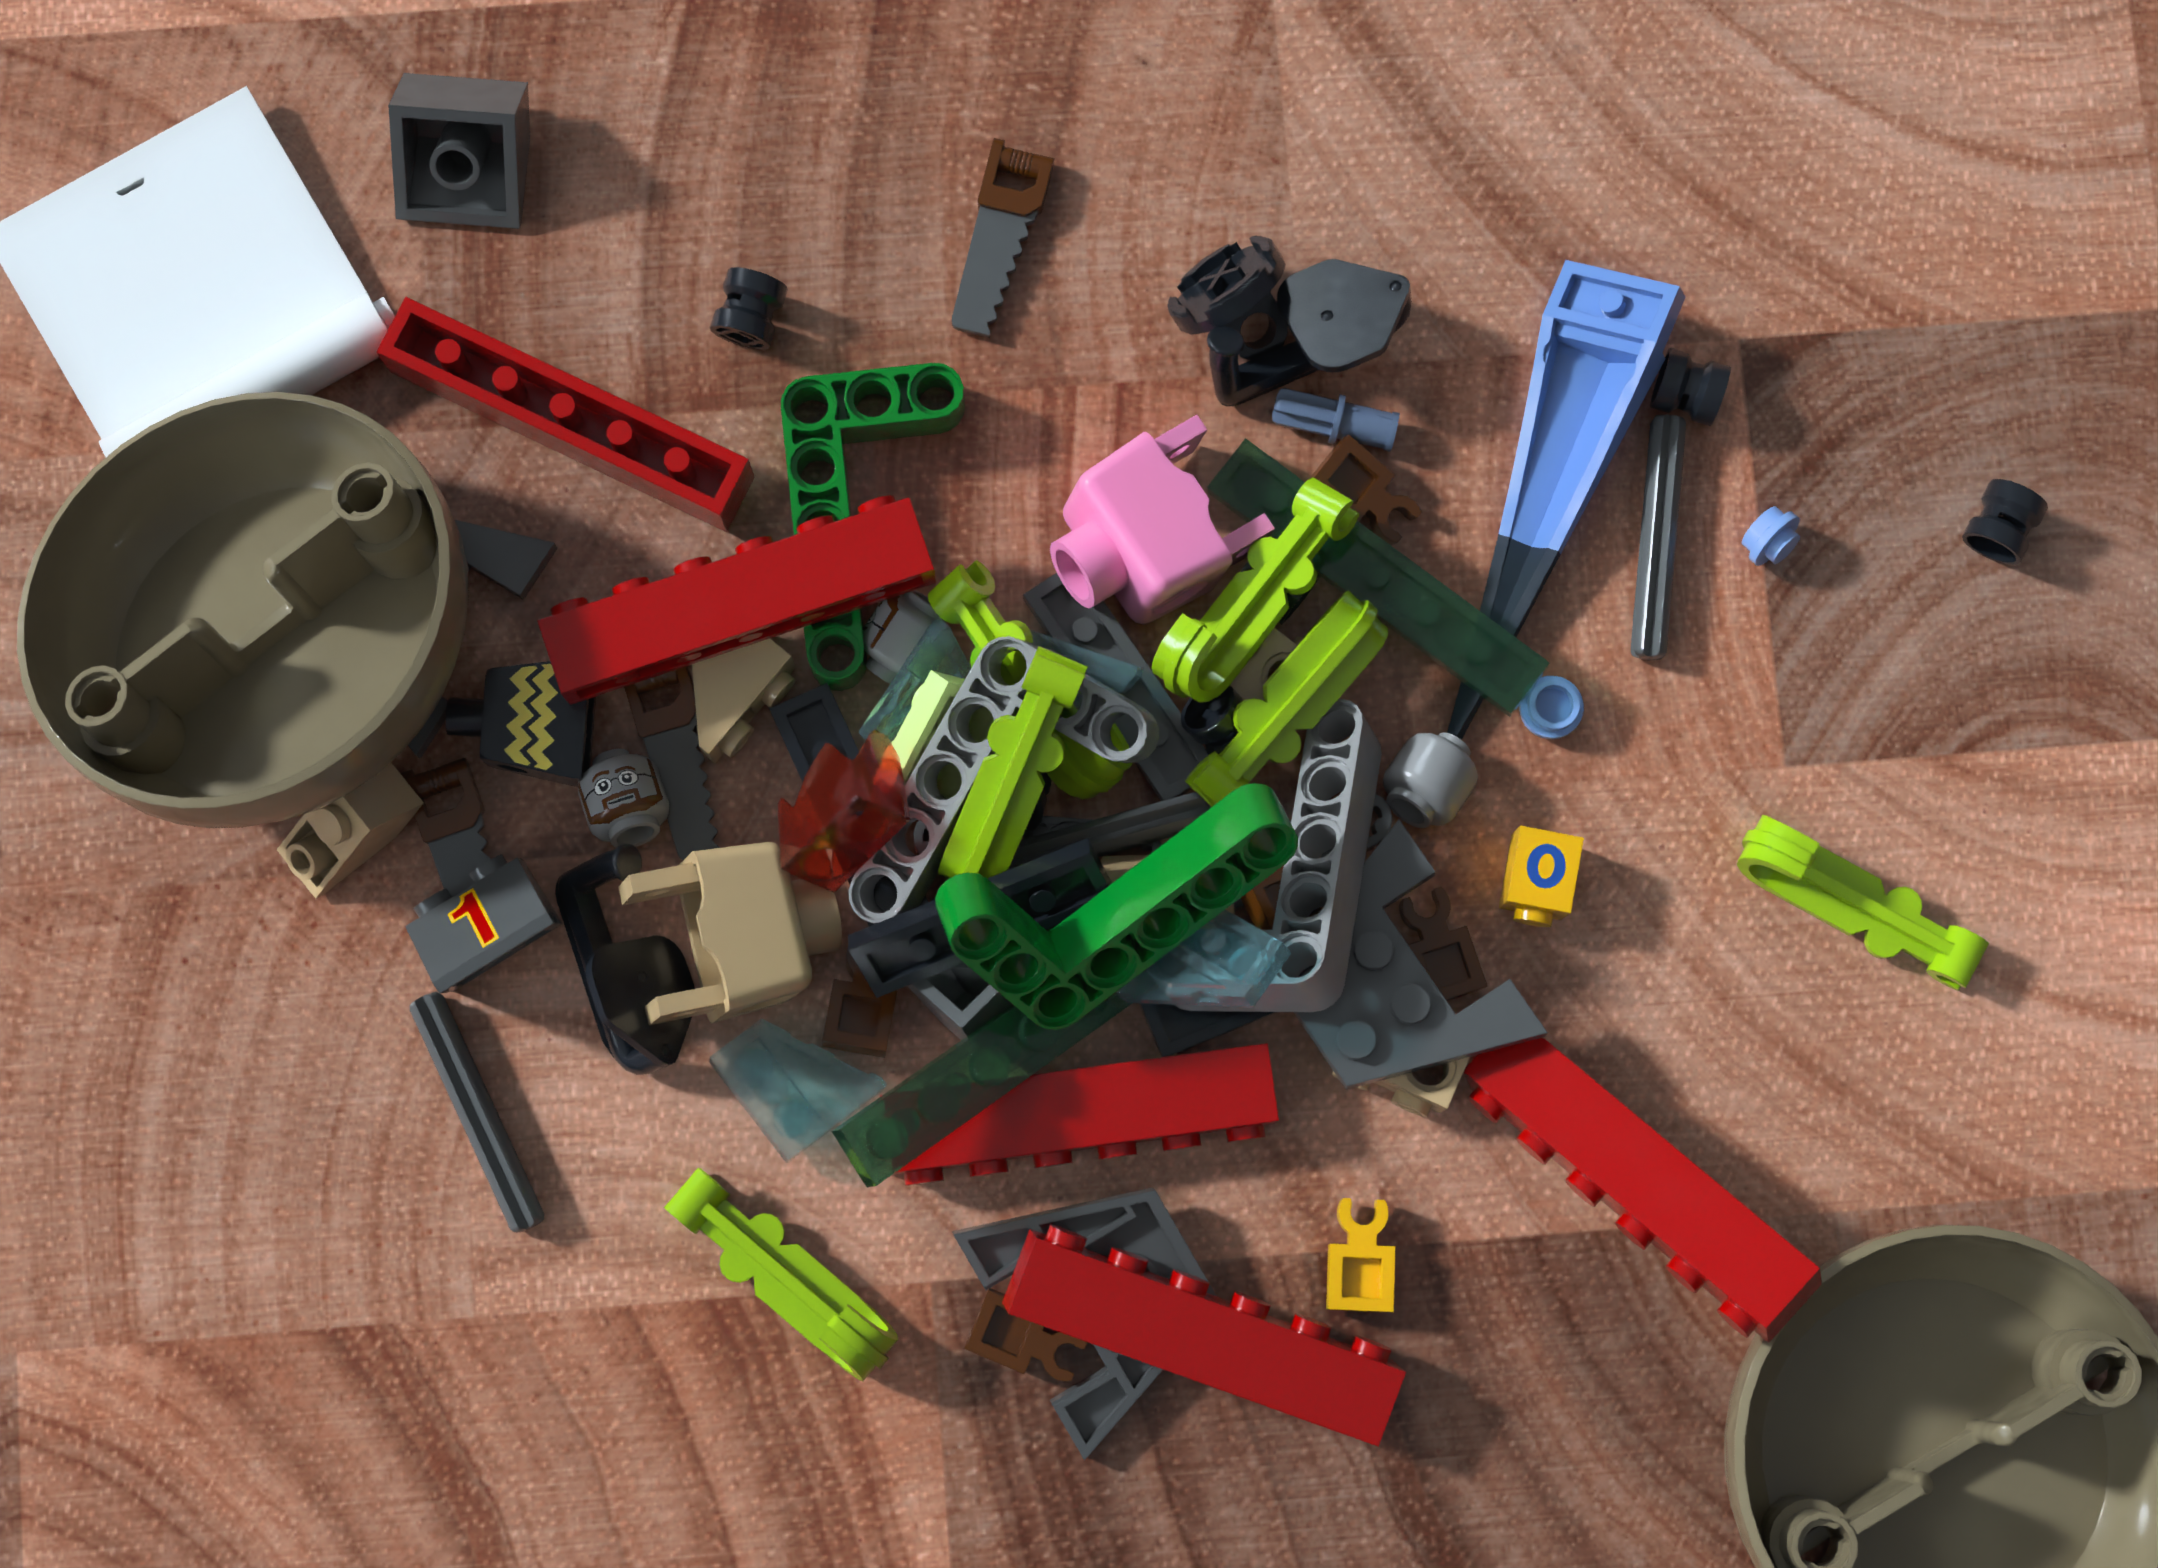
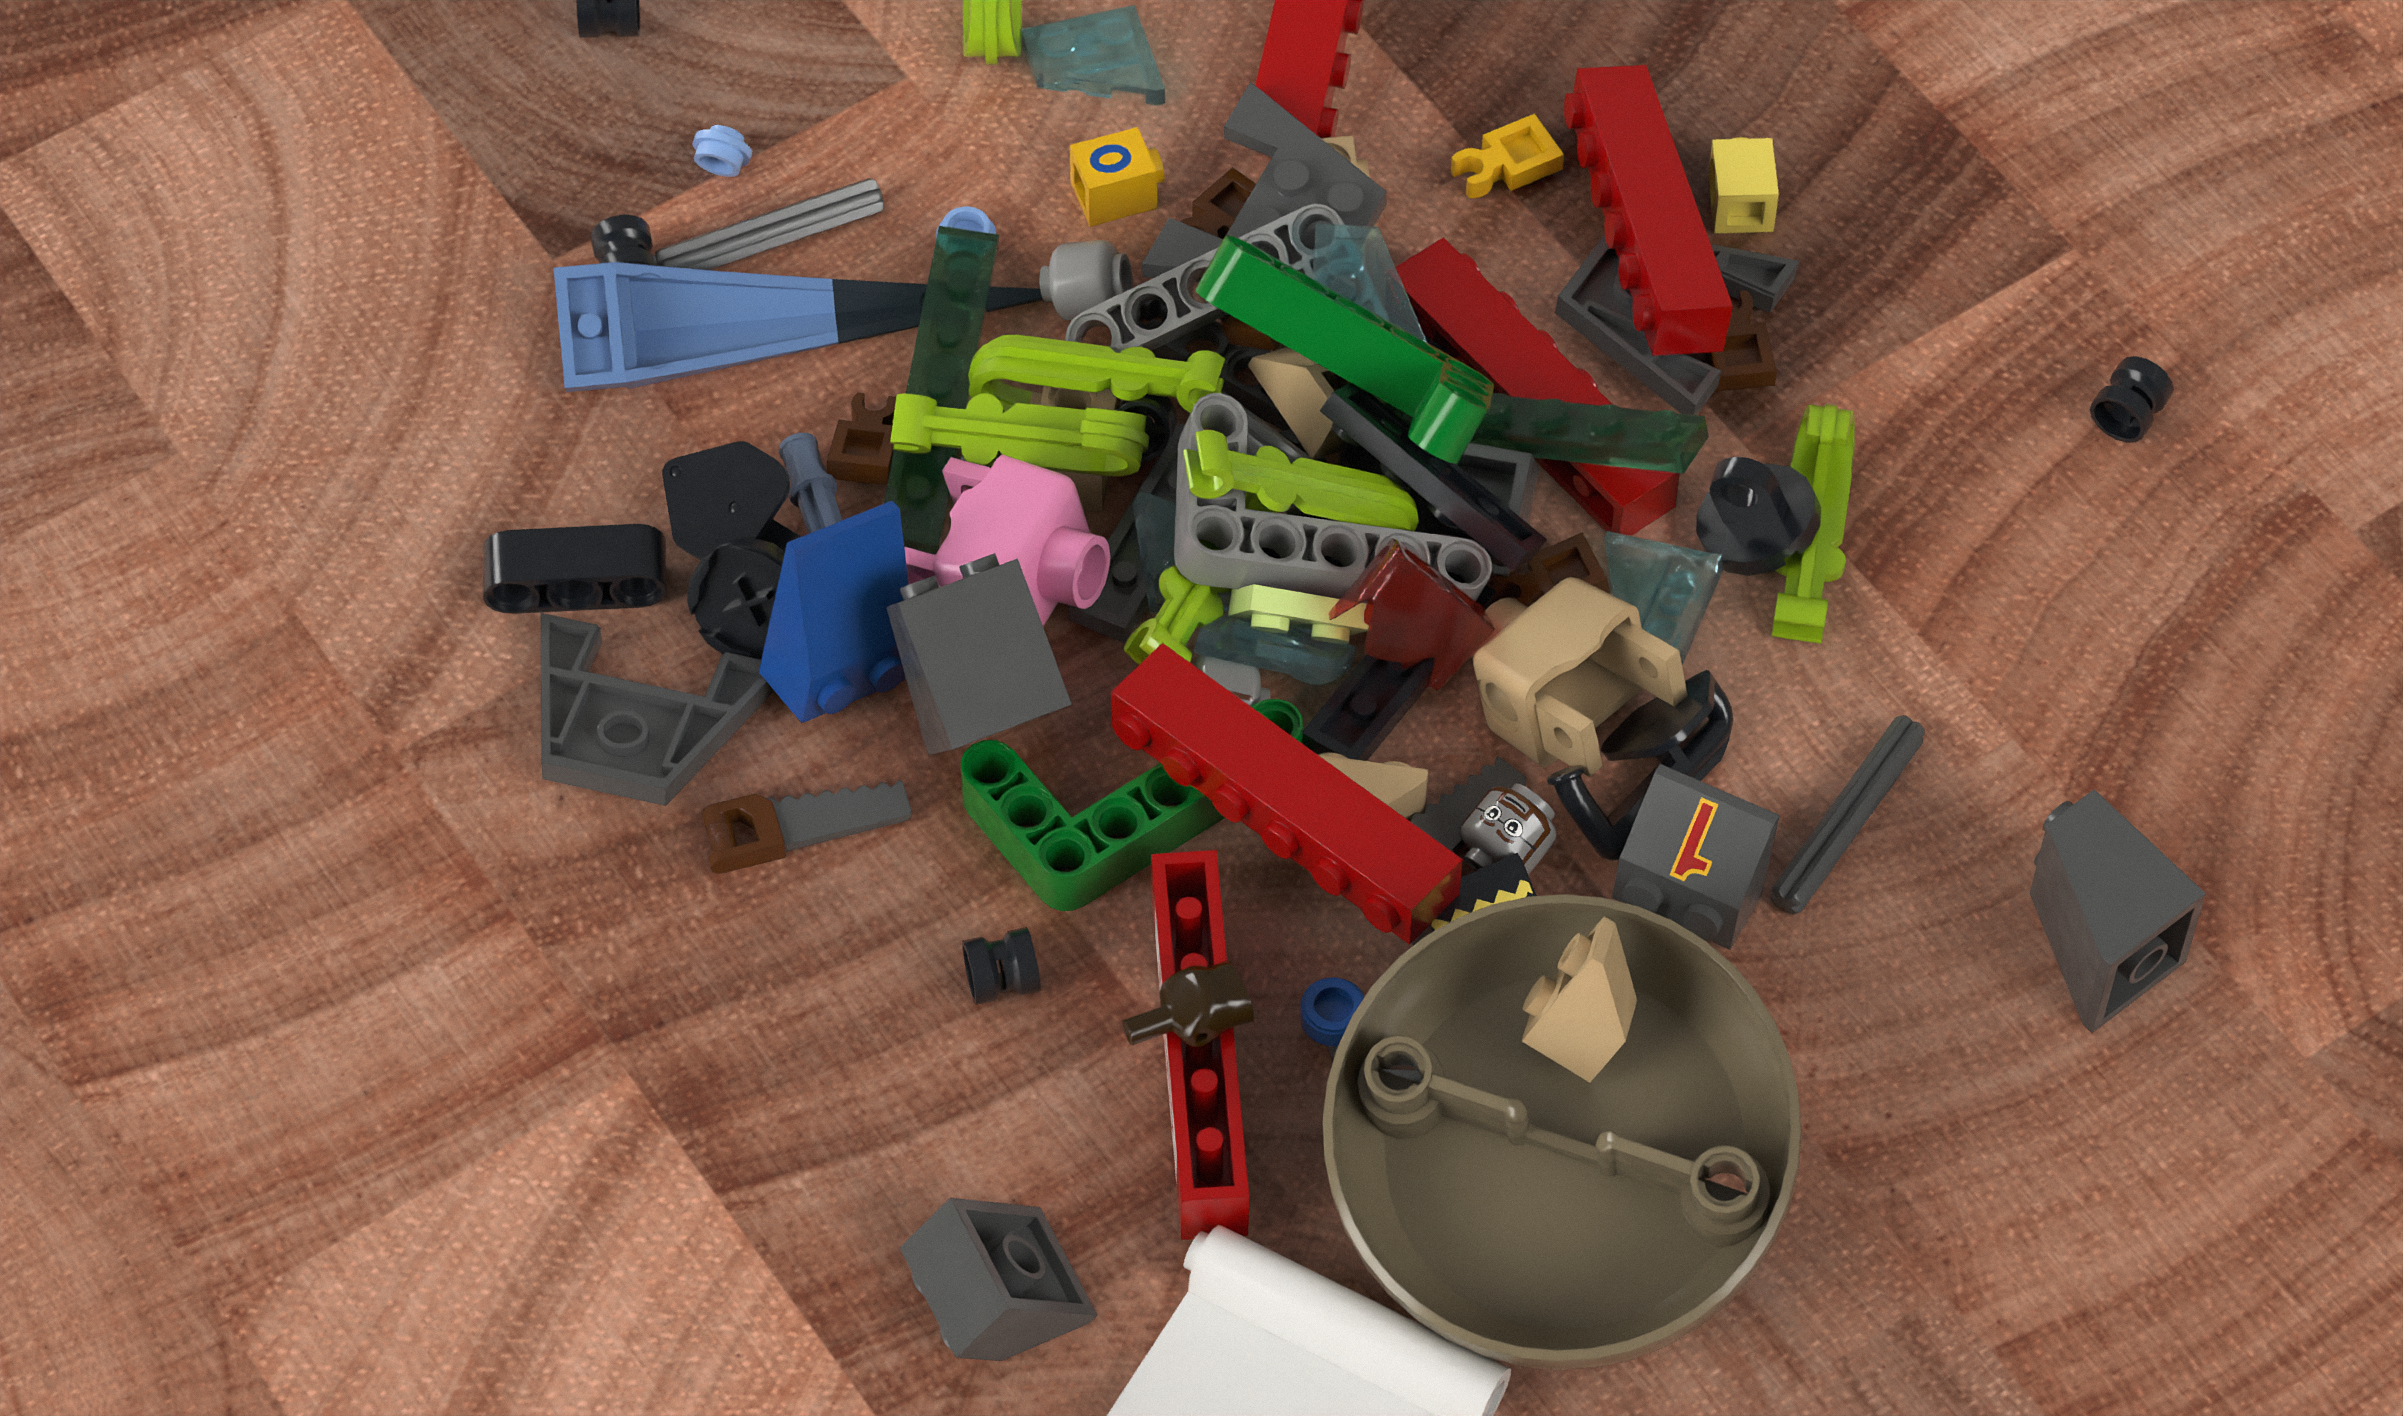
camera: 115 degrees left, 25 degrees down
(213, 1252) = (2110, 907): none -> dark grey slope
(331, 682) = (1586, 1006): none -> tan slope
(538, 547) = (1328, 1009): none -> blue tile
(563, 397) = (1195, 1006): none -> dark brown piece
(813, 1224) = (1757, 515): none -> black tile
(1018, 413) = (975, 654): none -> dark grey slope
(1134, 331) = (830, 614): none -> blue slope
(1162, 128) = (629, 733): none -> dark grey wing
(1201, 1463) = (1743, 185): none -> light yellow brick
(1362, 173) = (574, 568): none -> black beam
(1708, 949) = (1094, 55): none -> clear light blue wing

